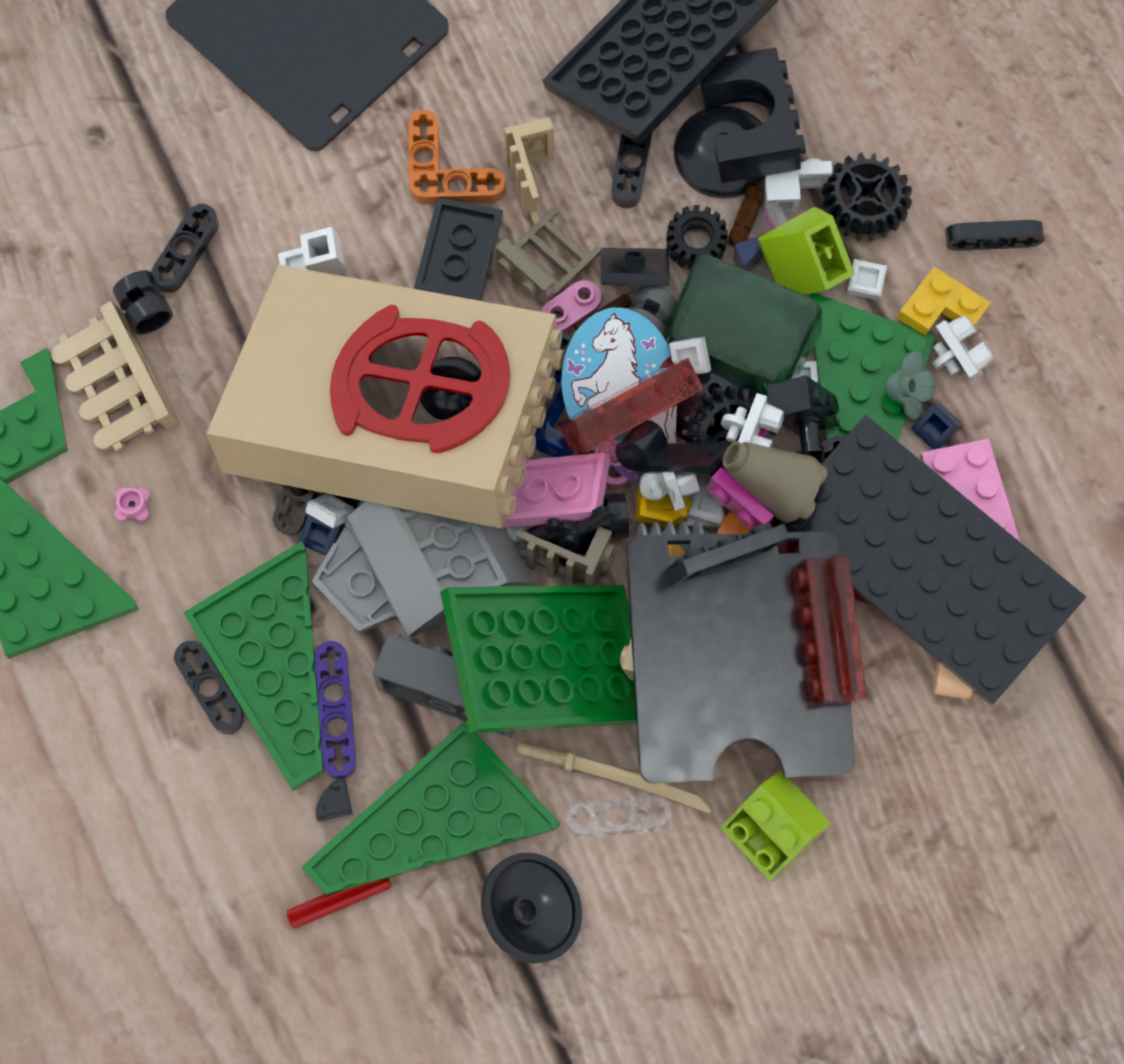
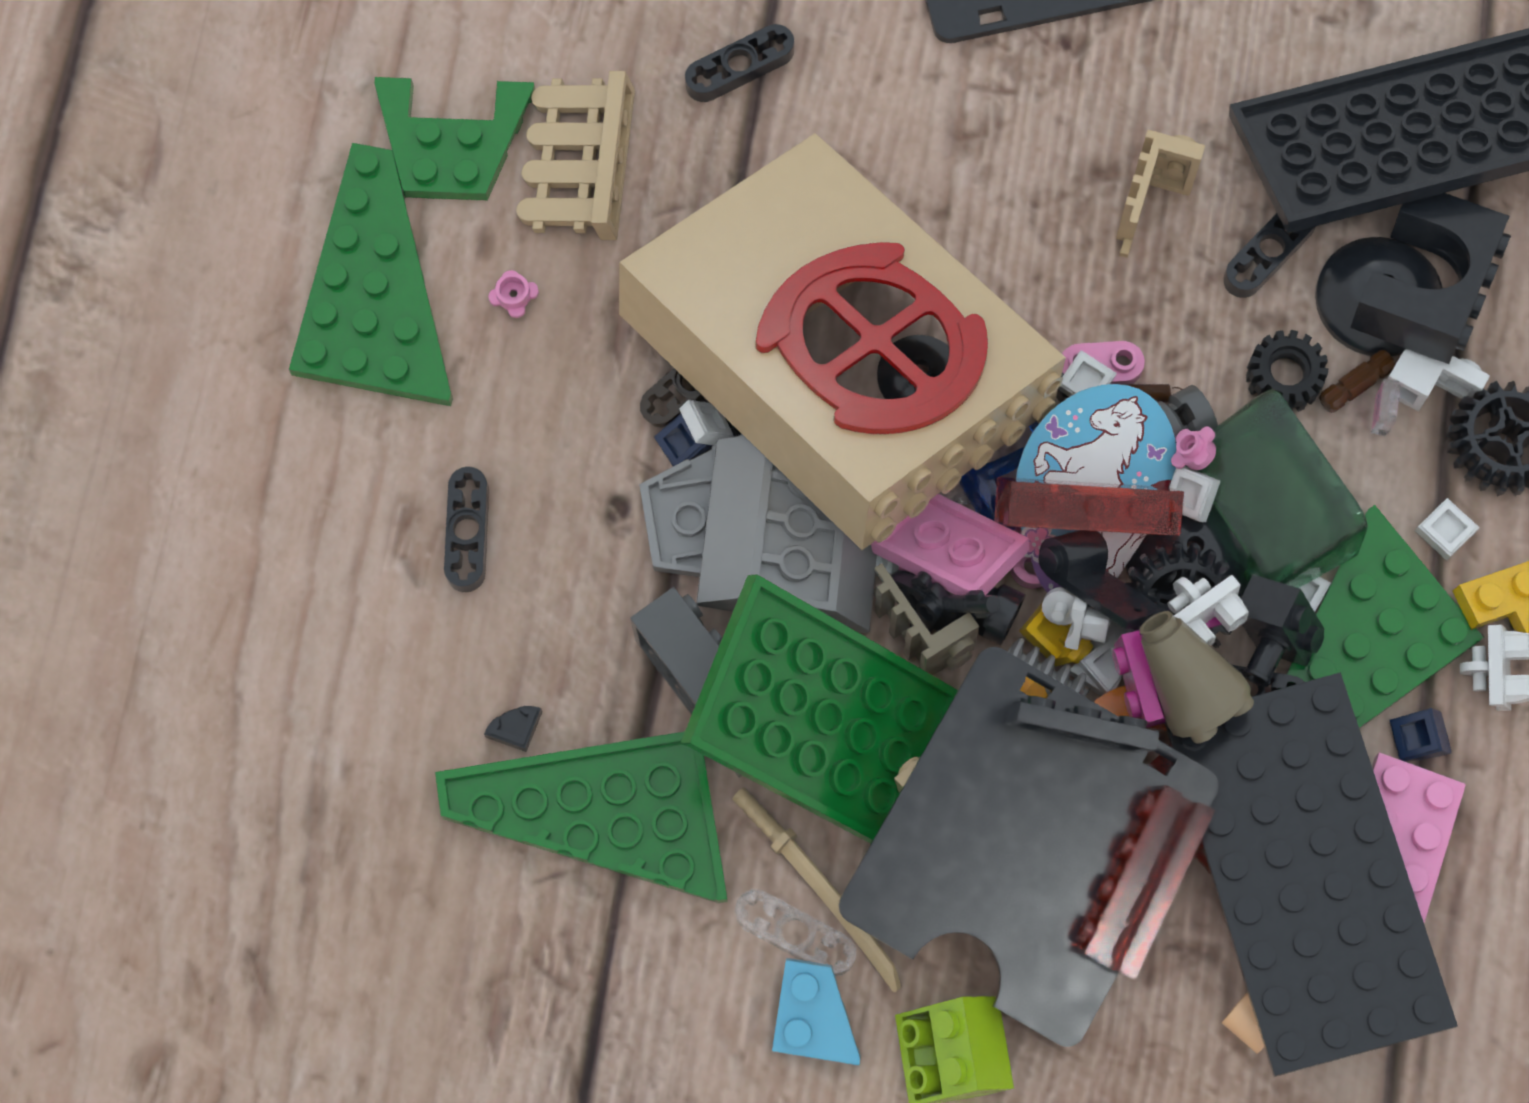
camera: 35 degrees right, 0 degrees up
(142, 301) = (658, 92): black wheel -> none
(266, 654) = (544, 530): green wing -> none
(319, 252) = (869, 148): white brick -> none
(328, 904) = (437, 828): red axle -> none
(332, 710) = (571, 630): dark purple beam -> none
(431, 171) = (1048, 133): orange beam -> none
(459, 249) = (1020, 233): black plate -> none
(530, 274) = (1079, 301): dark tan plate -> none
(547, 903) = (661, 974): black dish -> none
(570, 319) = (1084, 374): none -> white tile
(635, 266) = (1196, 361): black plate -> none
(667, 862) = (812, 1015): none -> medium azure wing
(680, 328) = (1194, 449): none -> bright pink plate
(747, 254) = (1334, 422): dark blue slope -> none
(807, 253) = (1394, 460): lime slope -> none
(911, 385) = (1419, 673): sand green plate -> none

